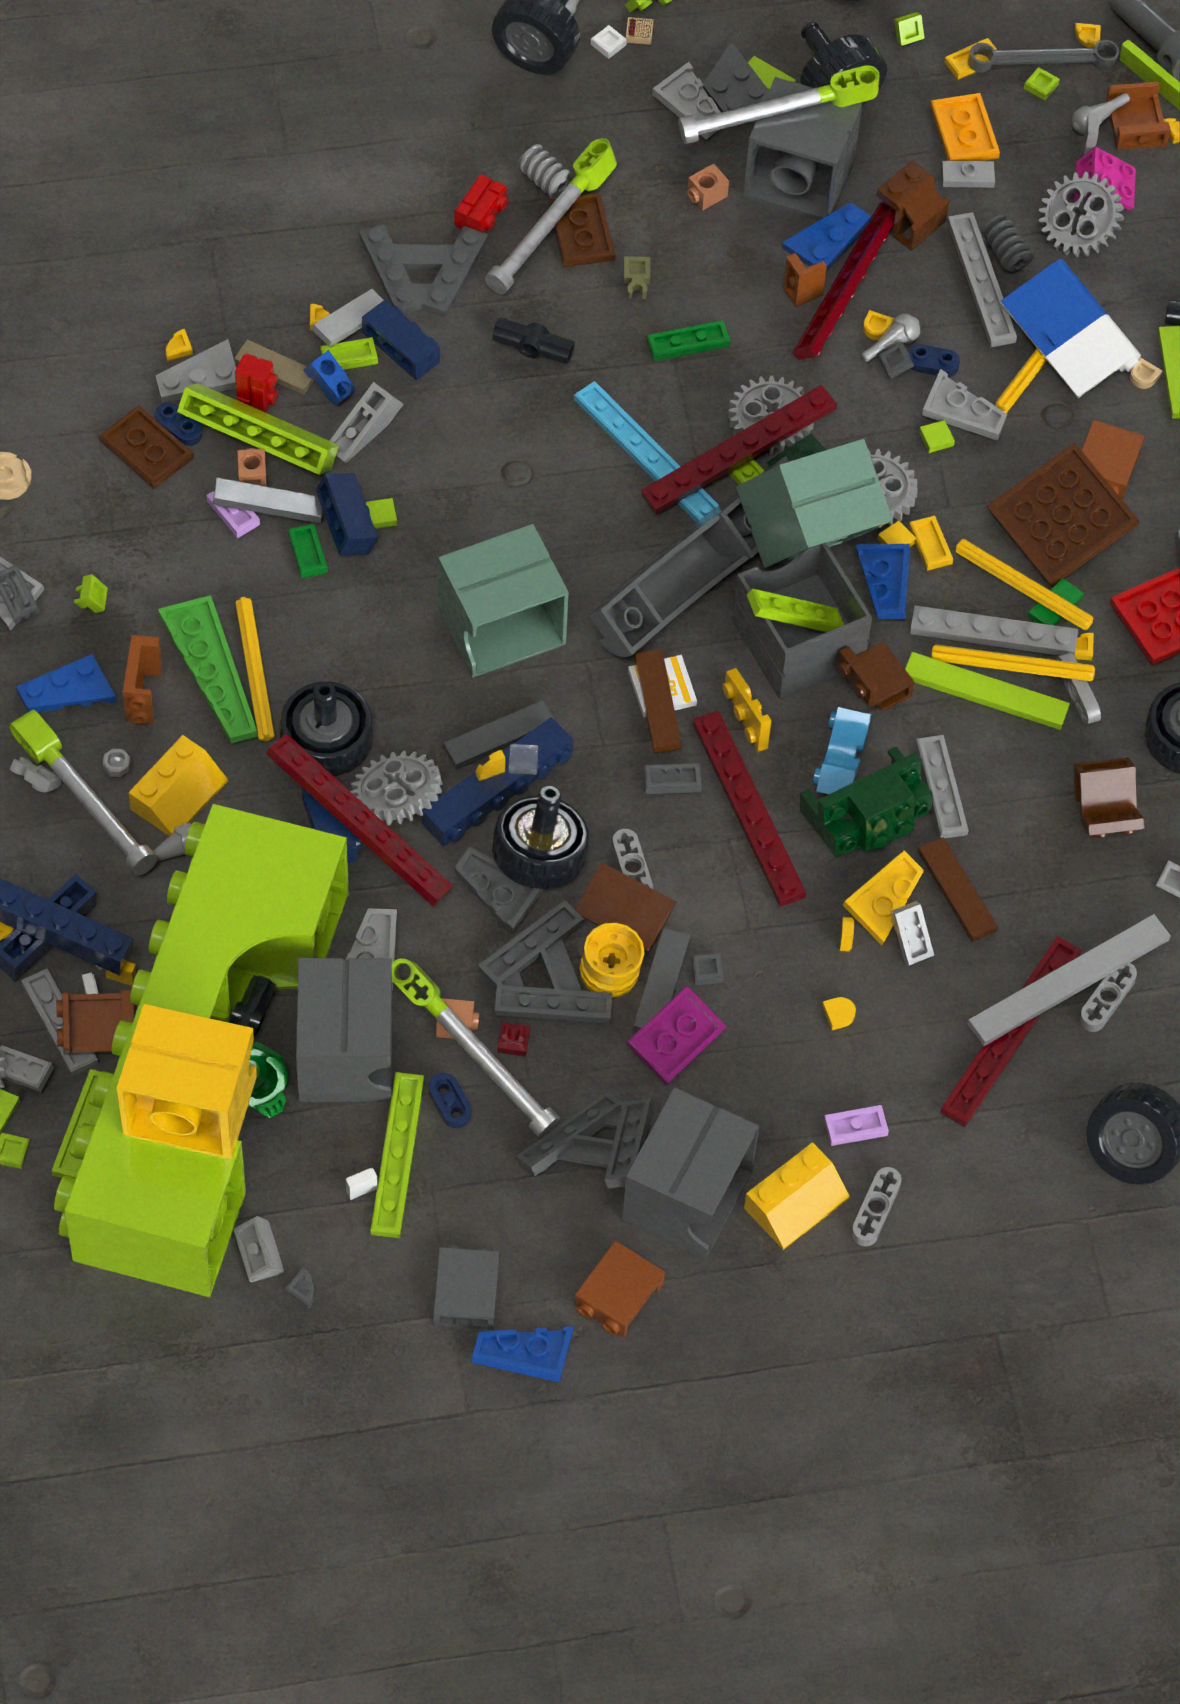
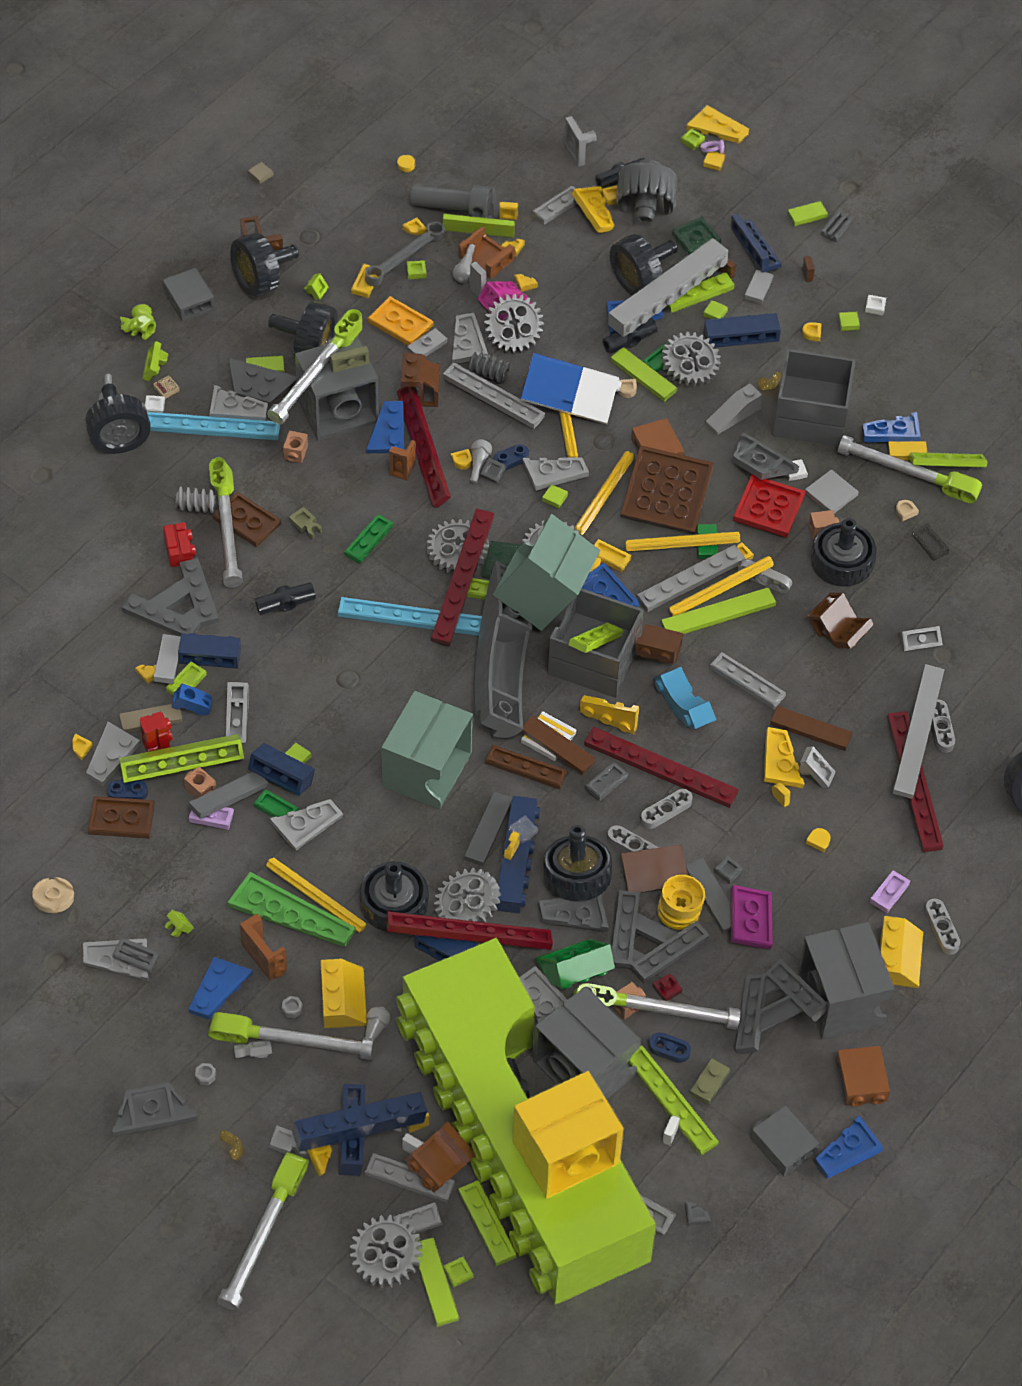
camera: 40 degrees left, 5 degrees down
(316, 589) = (307, 823): none -> light grey wing
(439, 938) = (576, 963): none -> slope
(457, 1168) = (710, 1081): none -> olive plate
(605, 700) = (526, 767): none -> reddish brown tile
(641, 101) = (214, 426): none -> medium azure tile
(726, 865) = (662, 816): none -> light grey beam
(821, 121) = (349, 359): none -> olive plate
(880, 806) = (735, 711): dark green piece -> none
(991, 471) = (604, 492): none -> yellow axle
(1017, 197) = (467, 339): none -> light grey wing
(1150, 179) = (525, 283): none -> yellow tile

